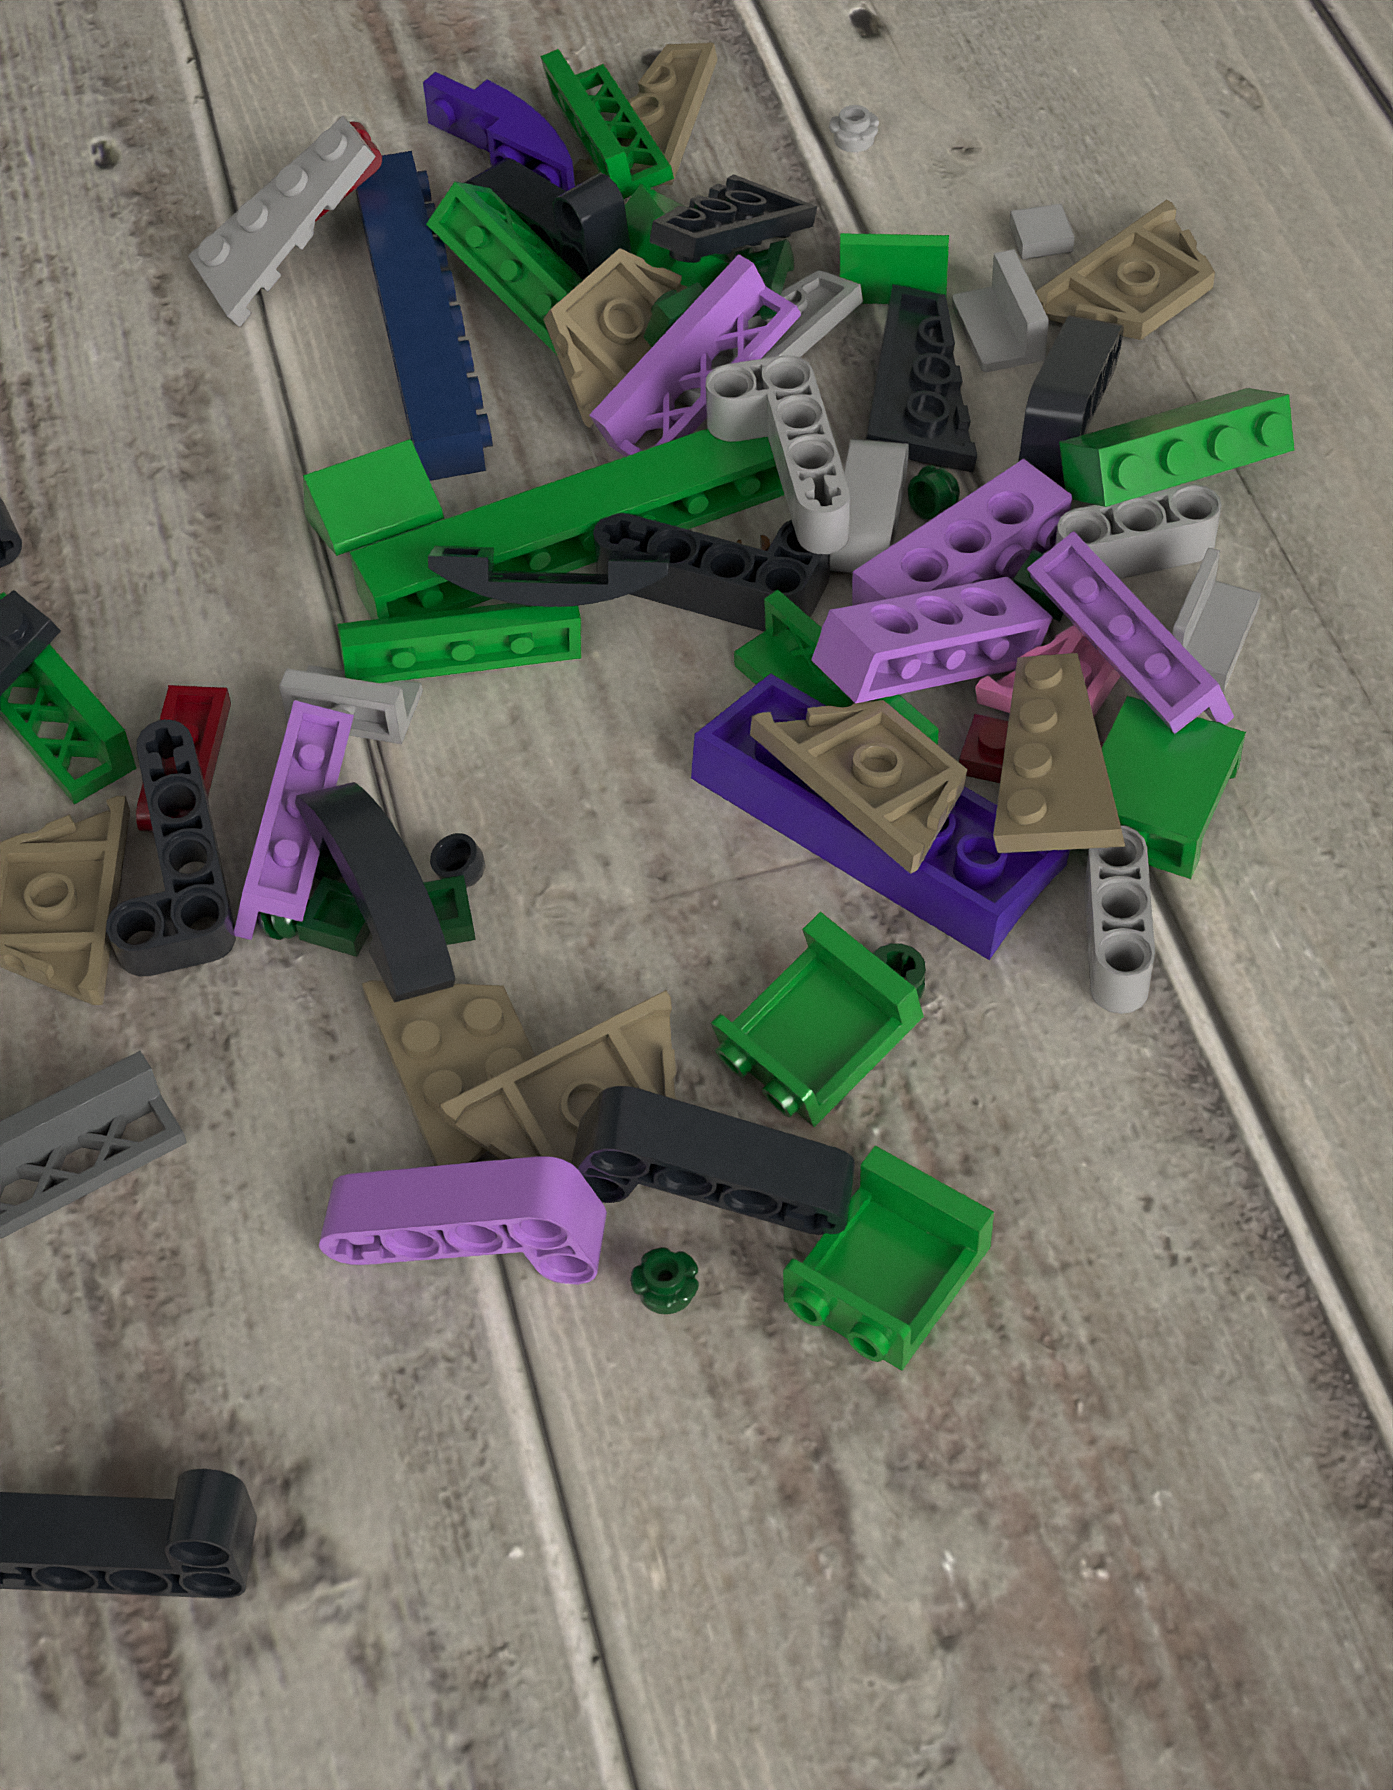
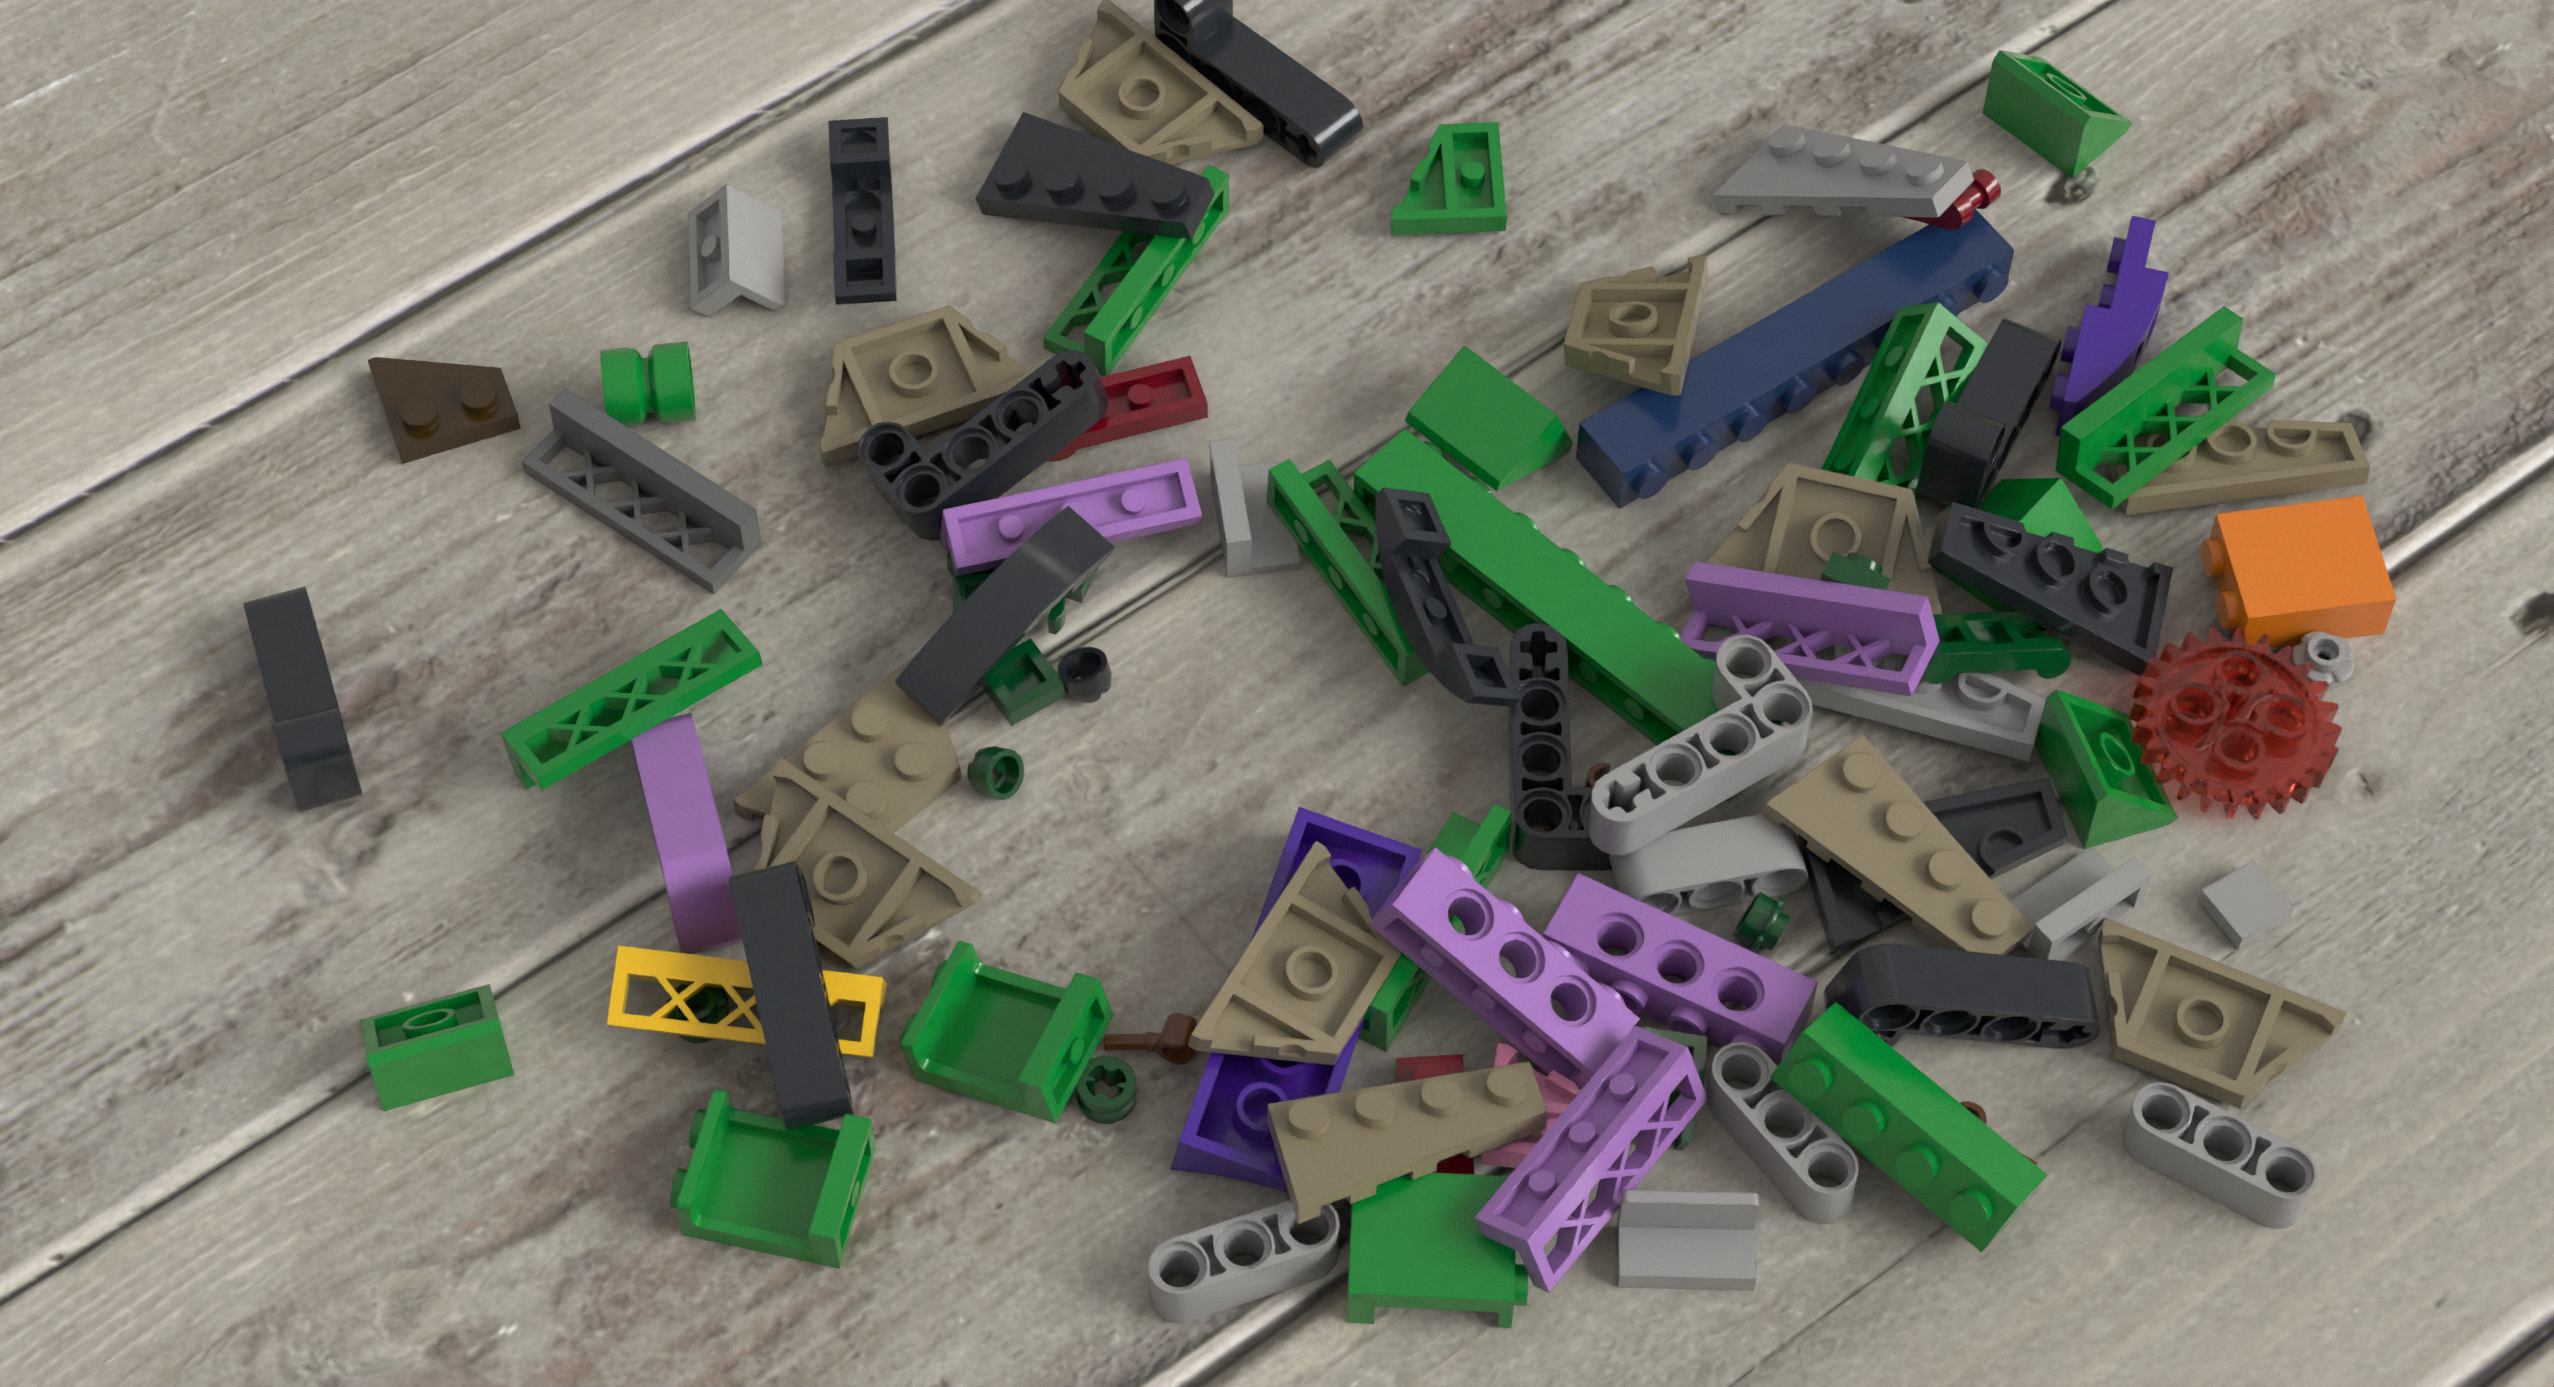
camera: 65 degrees right, 5 degrees up
(106, 463) = (1456, 184): none -> green wing
(282, 1225) = (629, 700): none -> green fence
(285, 107) = (2050, 111): none -> green slope
(339, 383) = (1638, 326): none -> dark tan wing
(521, 963) = (1004, 763): none -> dark green hinge
(594, 1525) = (436, 1047): none -> green slope
(646, 1244) = (733, 977): none -> yellow fence
(779, 110) = (2299, 571): none -> orange brick
(860, 192) = (2272, 761): none -> clear red gear
(868, 908) = (1169, 1044): none -> reddish brown hand
(907, 382) = (1884, 835): none -> dark tan wing
(1256, 302) = (2235, 1183): none -> light grey beam

